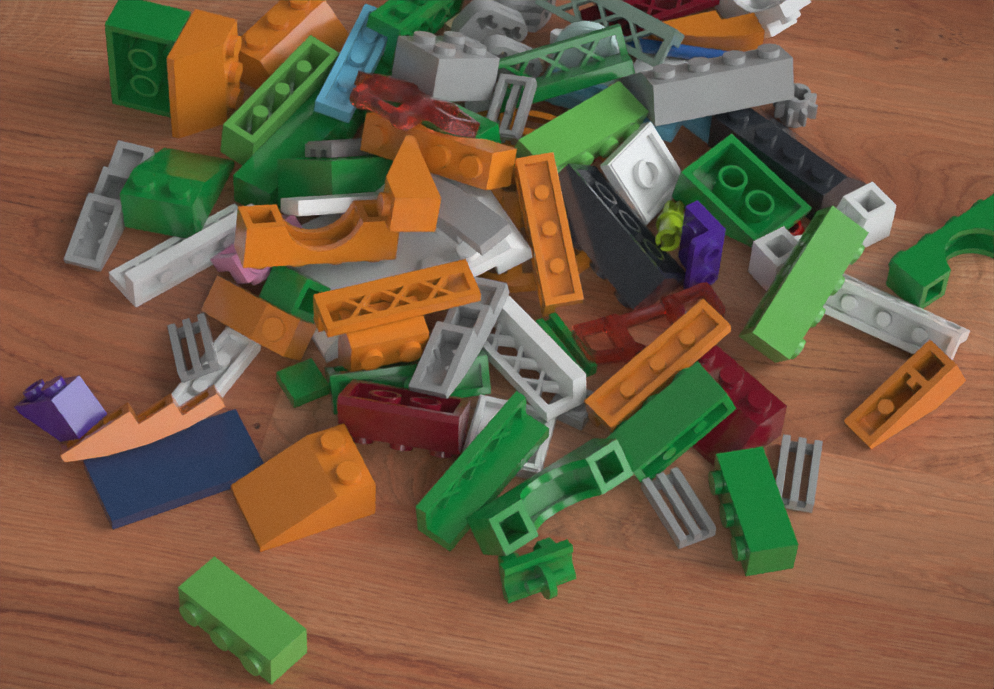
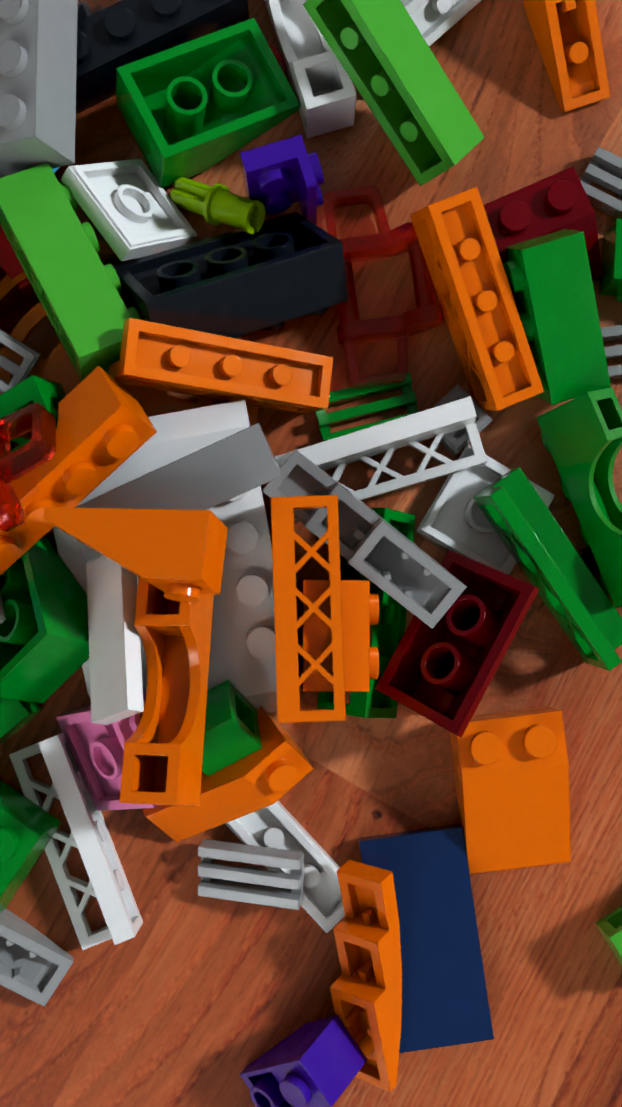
camera: 70 degrees left, 35 degrees up
(302, 382) = (333, 745): green tile -> none

